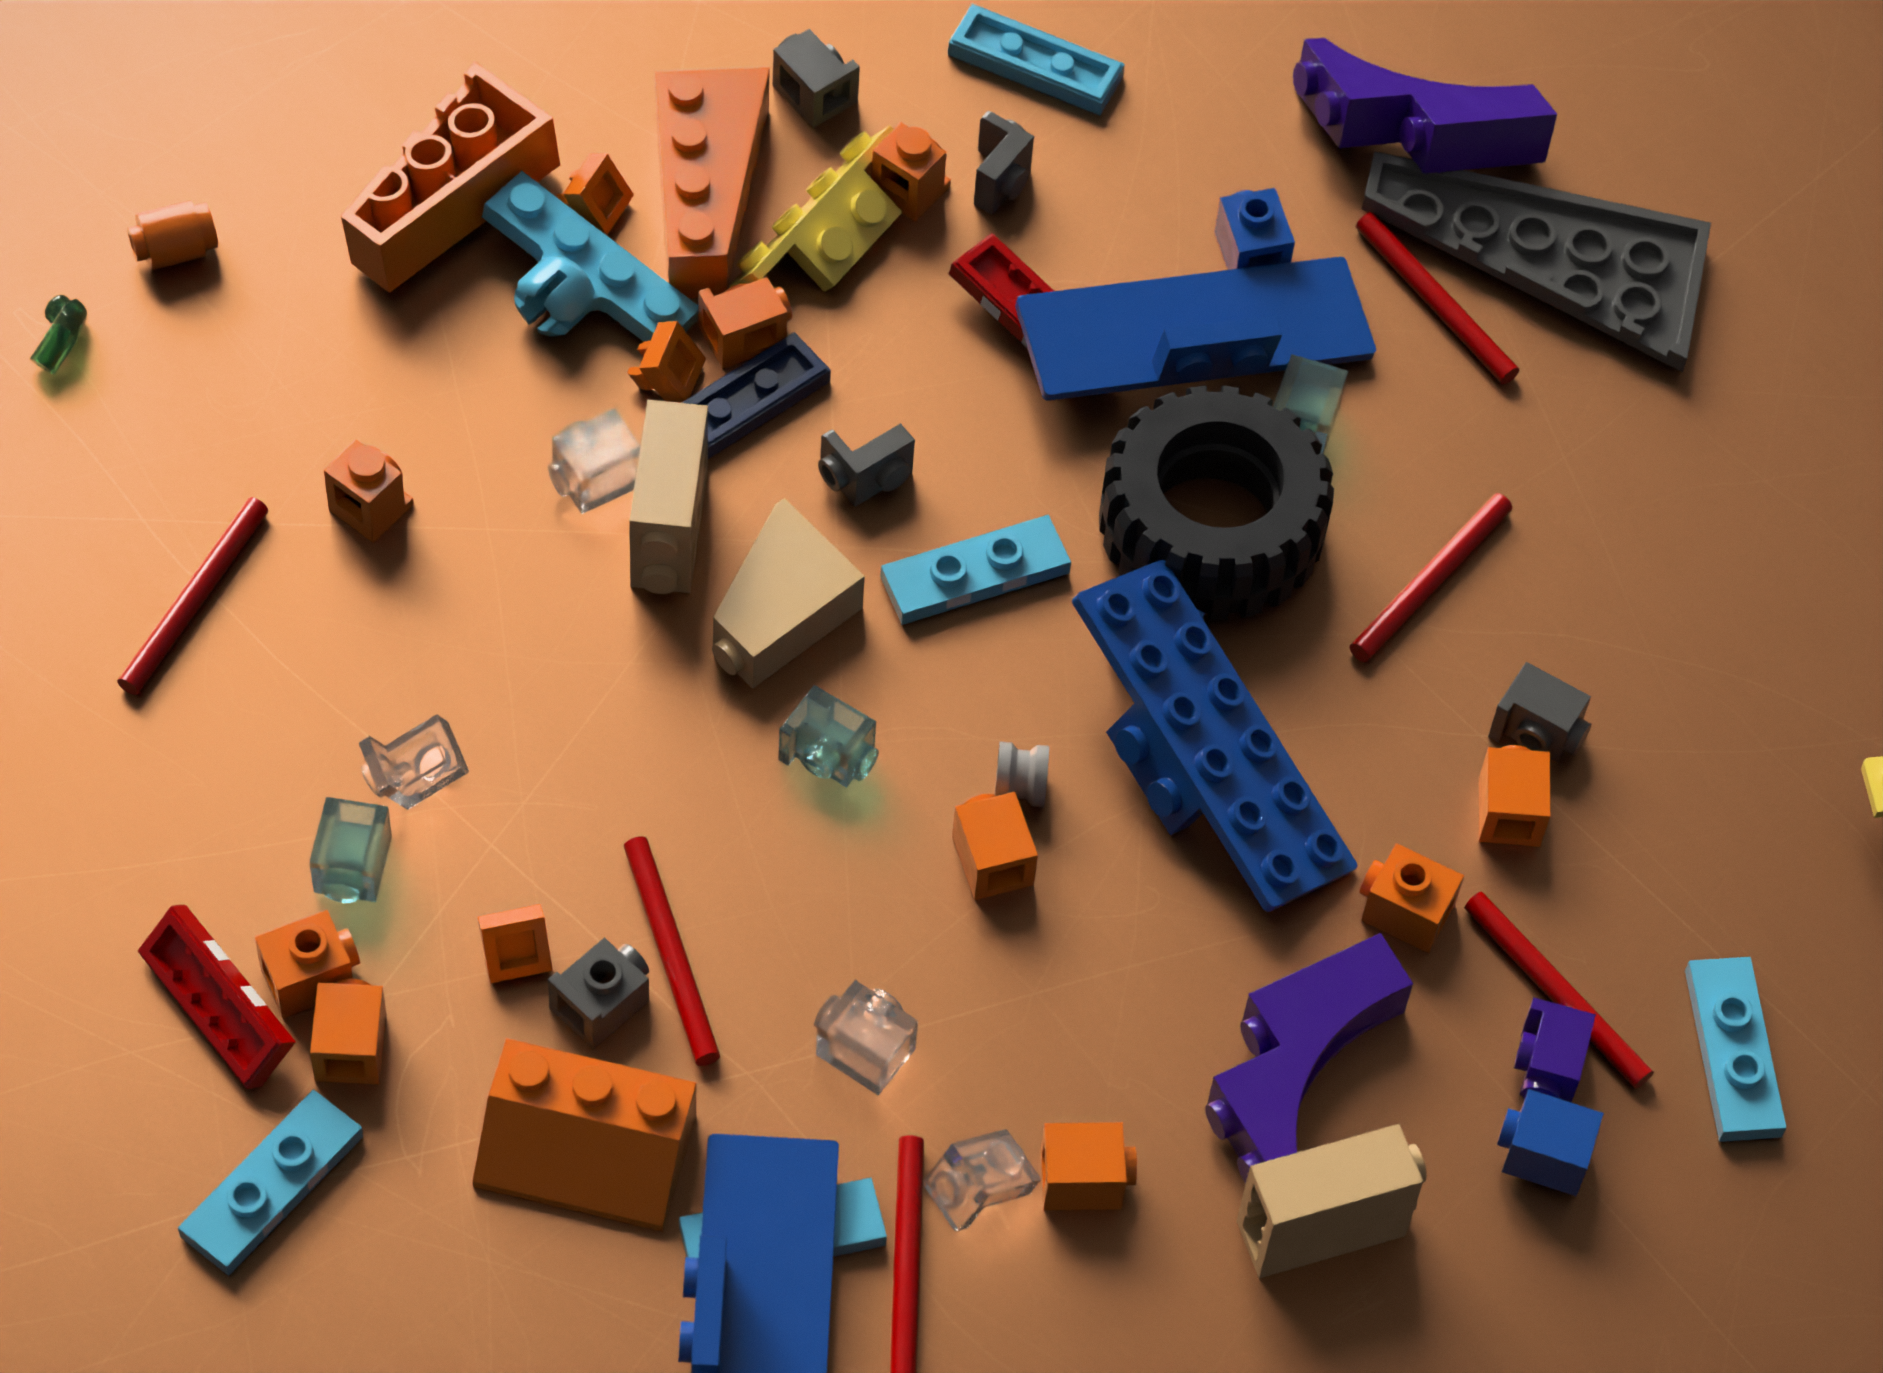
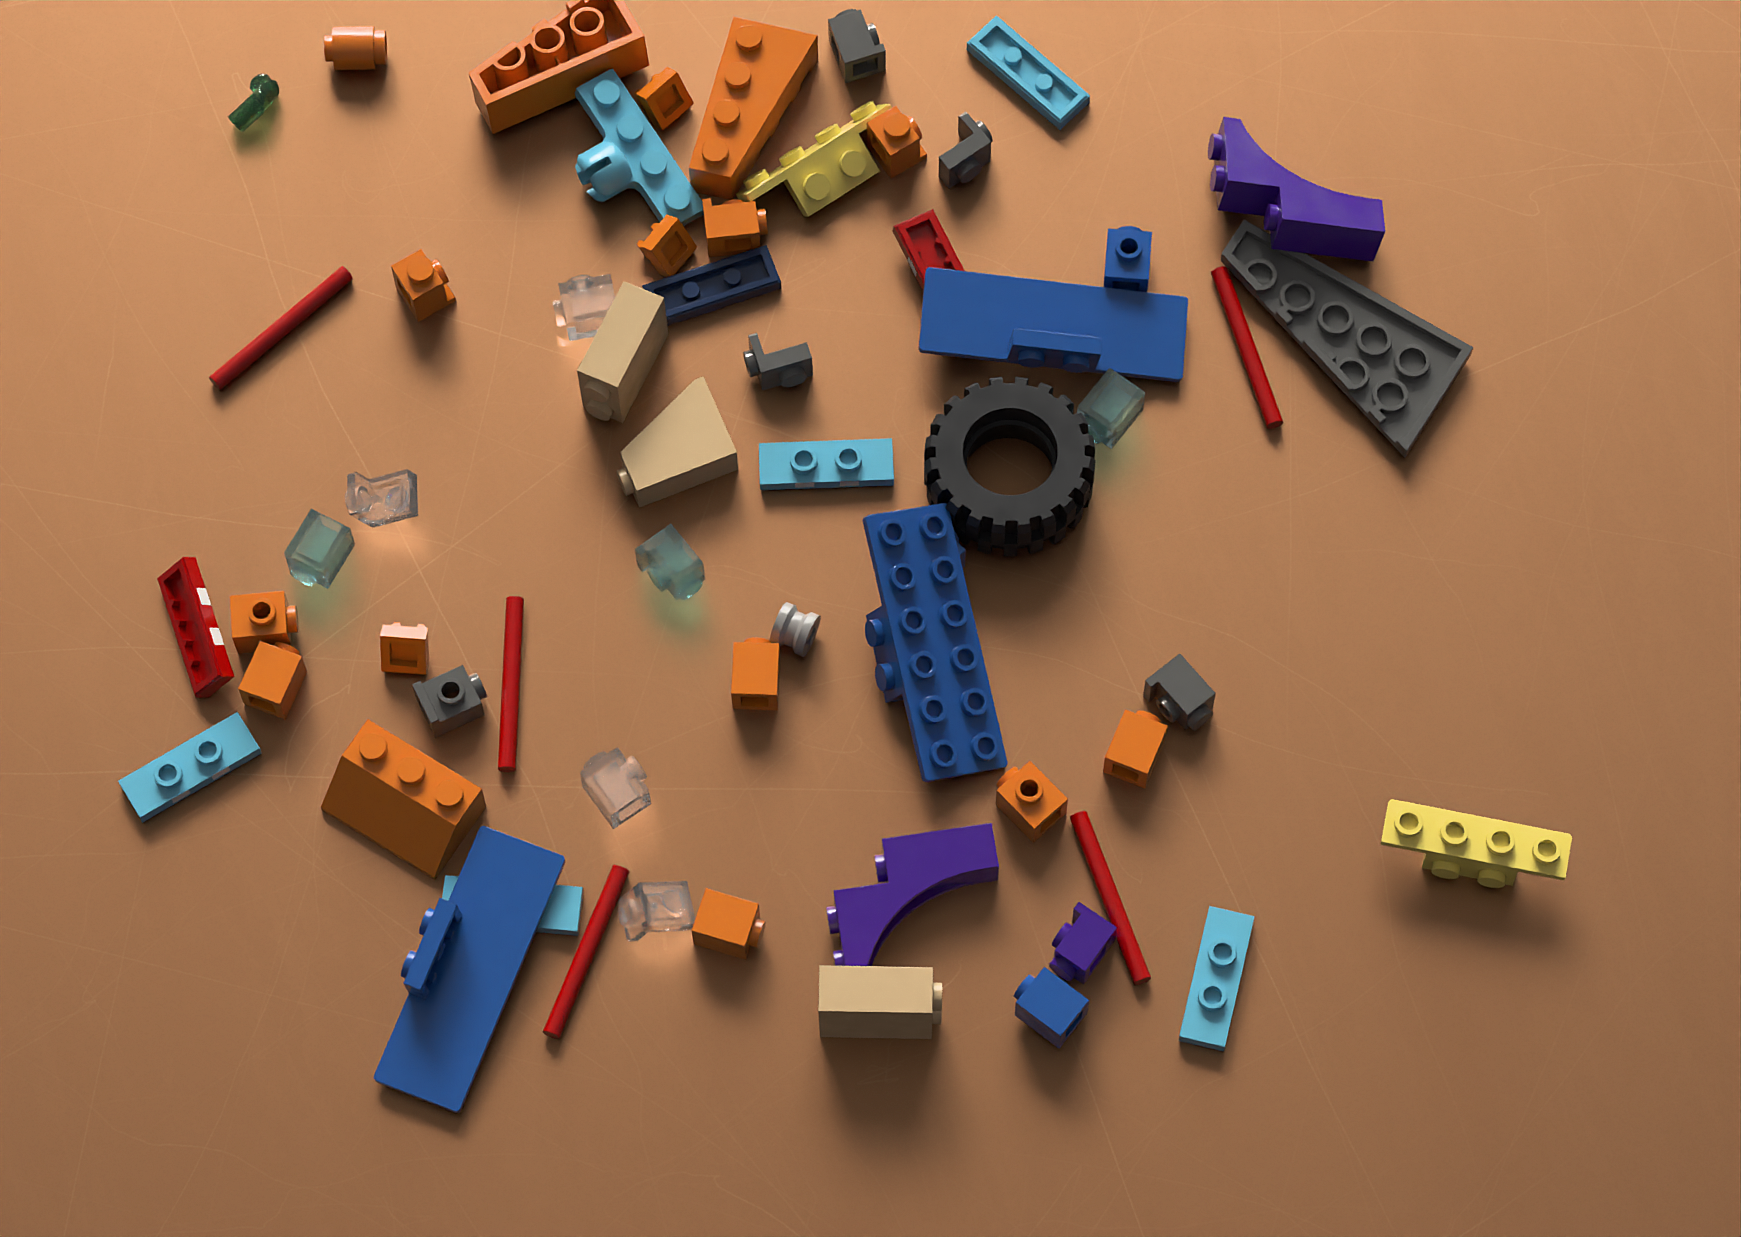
camera: 25 degrees right, 10 degrees up
(1430, 577) = (1150, 564): red bar -> none

